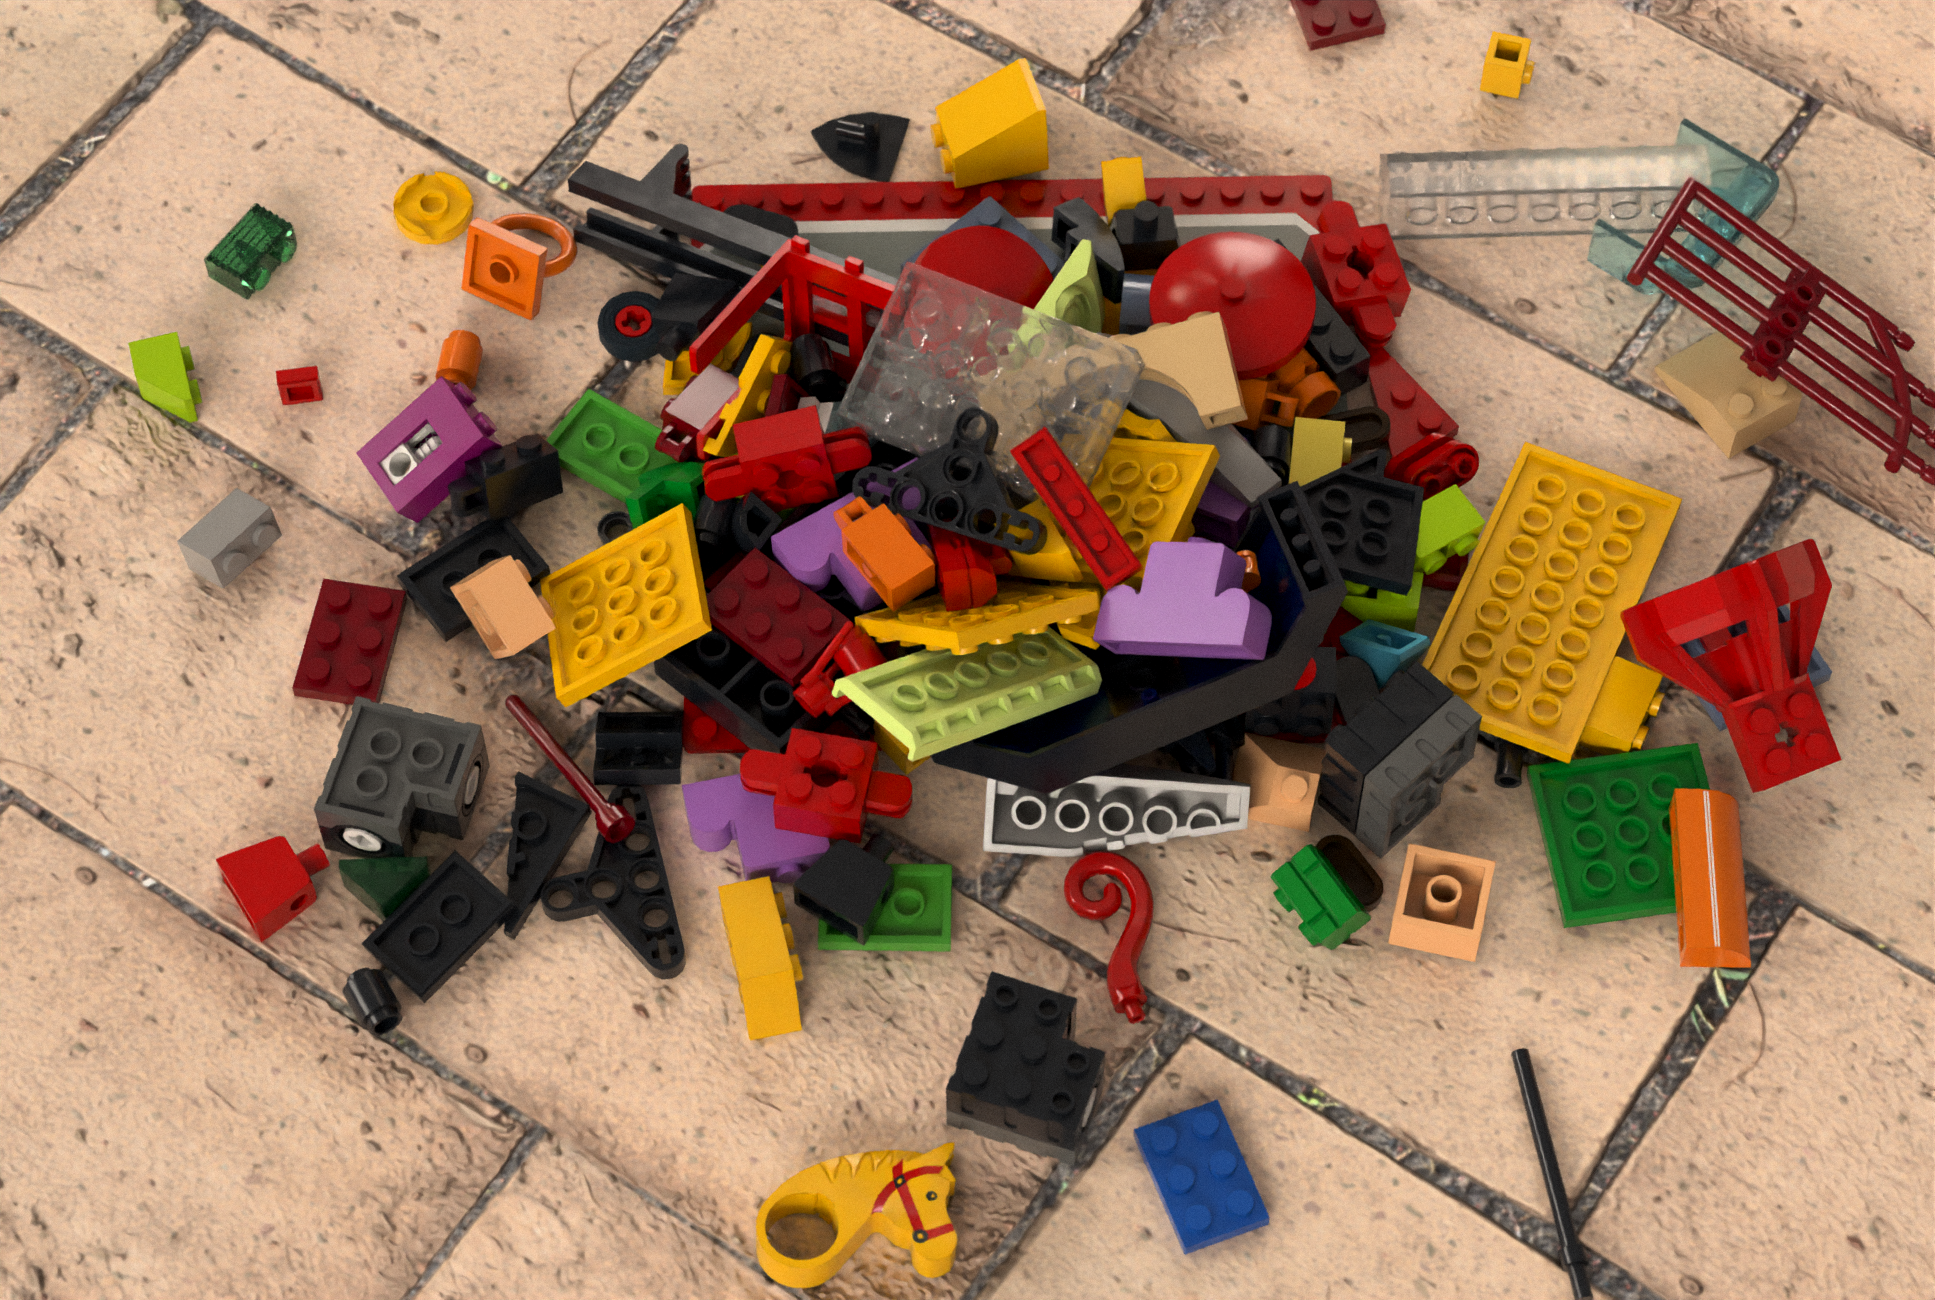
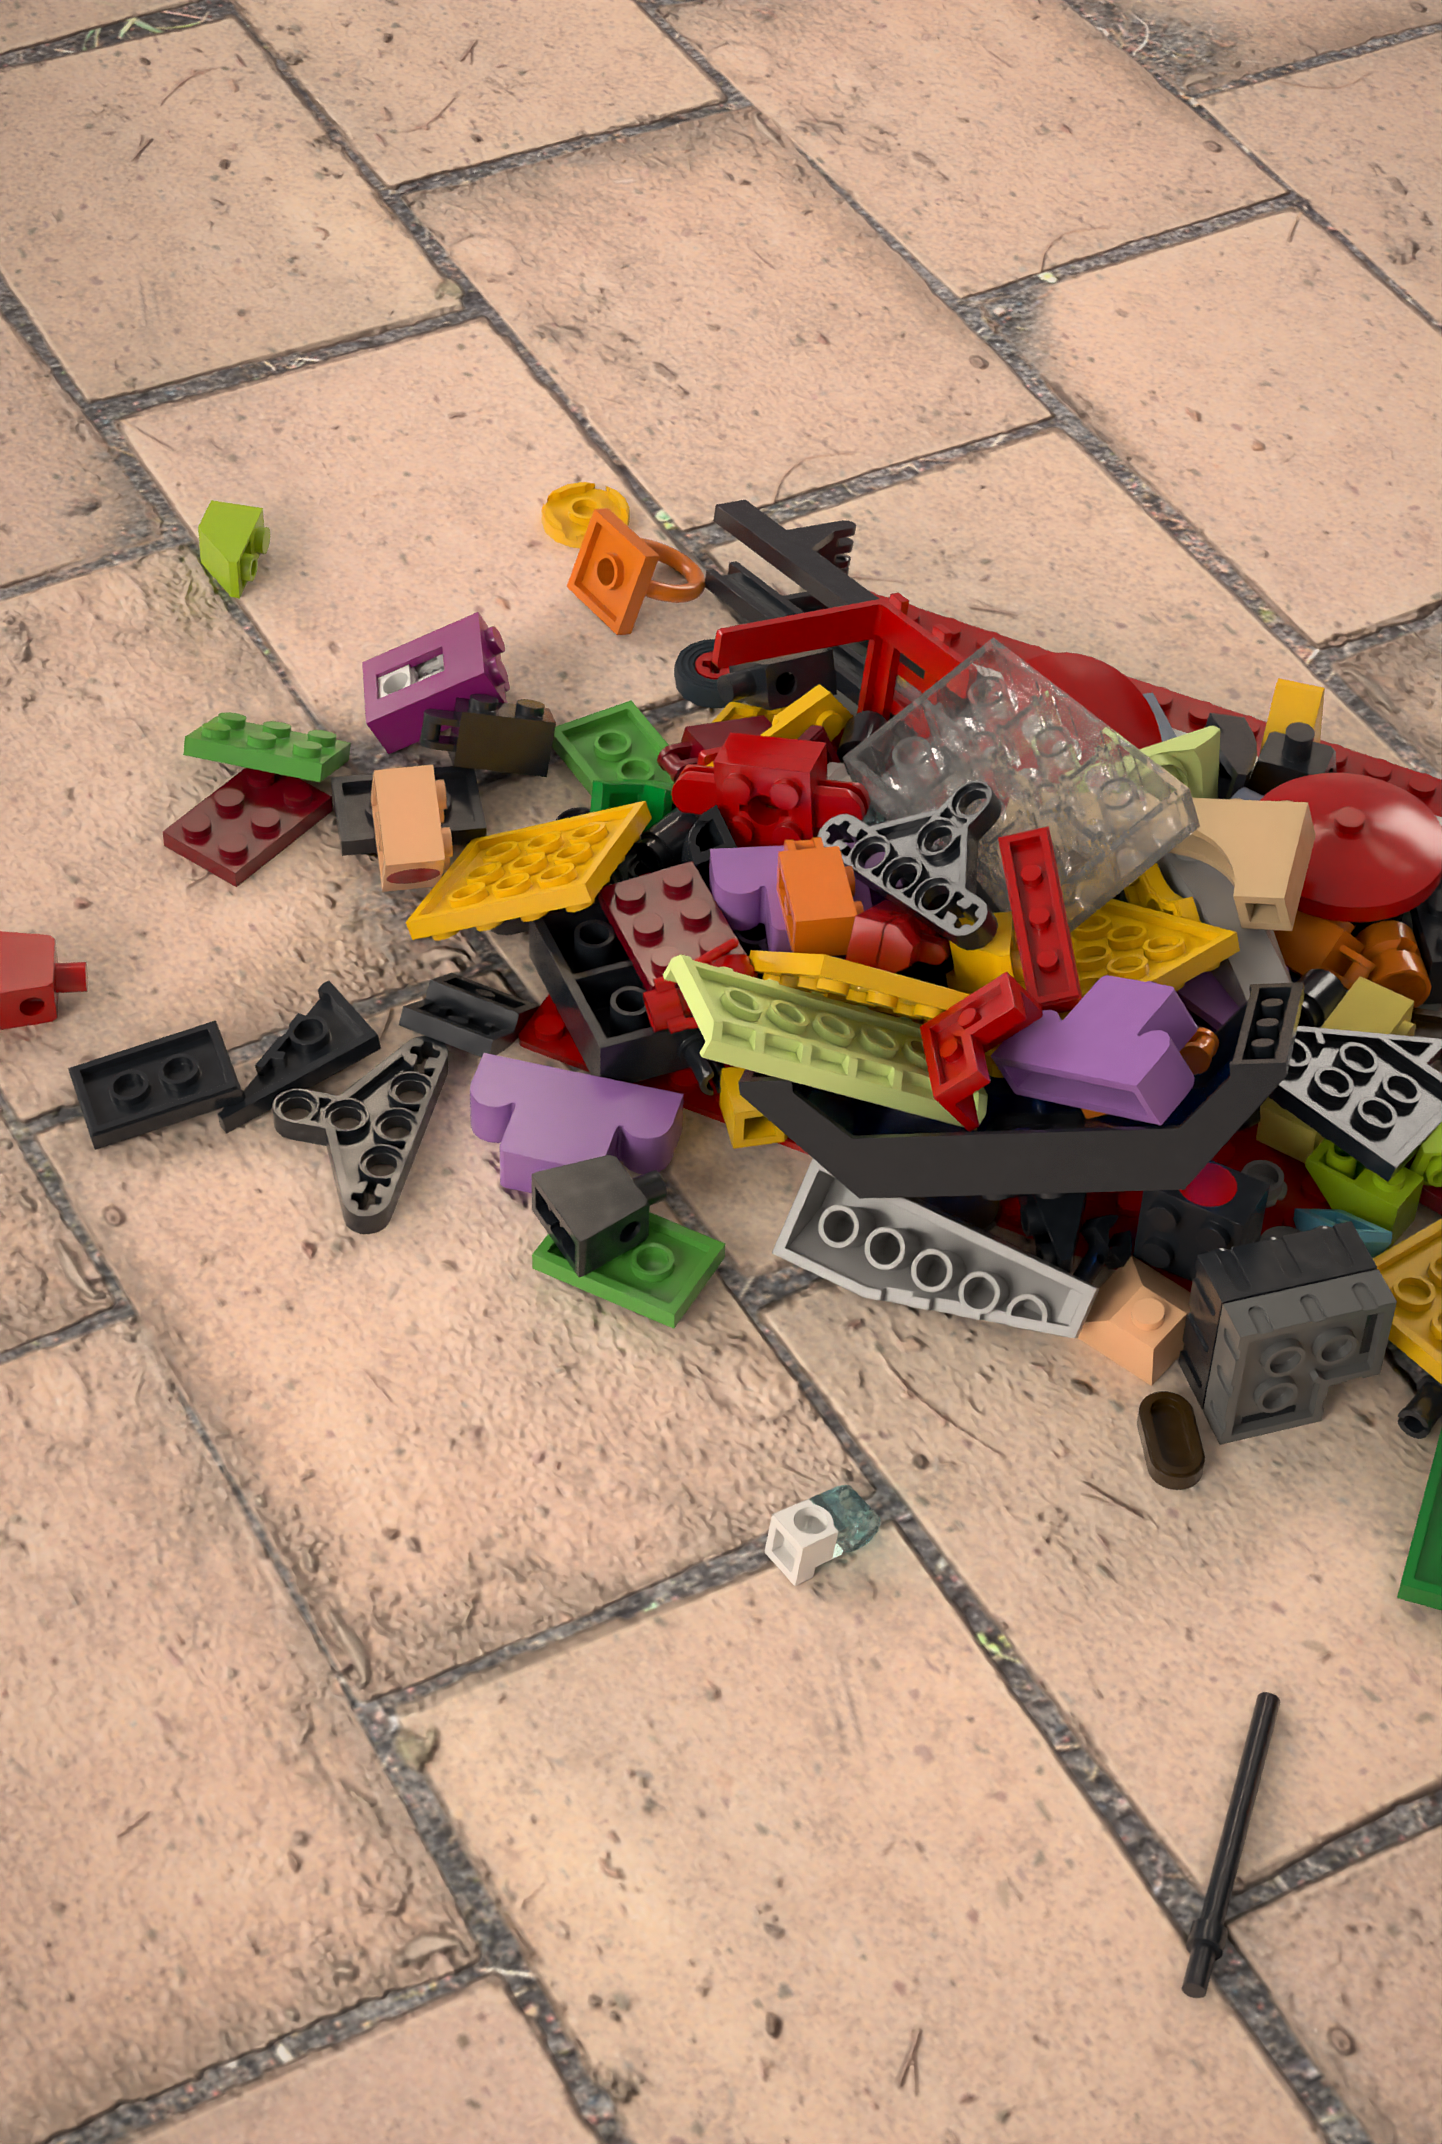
camera: 25 degrees right, 15 degrees down
(229, 538) = (191, 687): light grey brick -> none
(251, 251) = (384, 482): clear green brick -> none
(299, 385) = (351, 598): red tile -> none
(328, 570) = (268, 747): none -> bright green plate
(372, 1001) = (39, 1119): black brick -> none
(383, 882) = (128, 1018): clear green slope -> none
(398, 778) = (199, 932): dark grey piece -> none
(460, 358) = (524, 634): orange brick -> none
(611, 819) = (391, 1056): dark red piece -> none
(762, 956) = (459, 1244): yellow wedge -> none
(823, 803) = (628, 1100): red brick -> none
(863, 143) = (1054, 616): black shield -> none
(865, 1194) = (412, 1509): yellow animal -> none
(993, 128) = (1190, 636): yellow slope -> none
(1024, 1073) = (670, 1460): black piece -> none
(1071, 643) = (963, 1033): none -> red panel
(1122, 972) = (847, 1427): red plant -> none
(1152, 1073) = (819, 1531): none -> white leg
(1201, 1177) = (812, 1662): blue plate -> none
(1319, 897) = (1118, 1441): green brick -> none
(1441, 902) = (1258, 1501): light nougat brick -> none

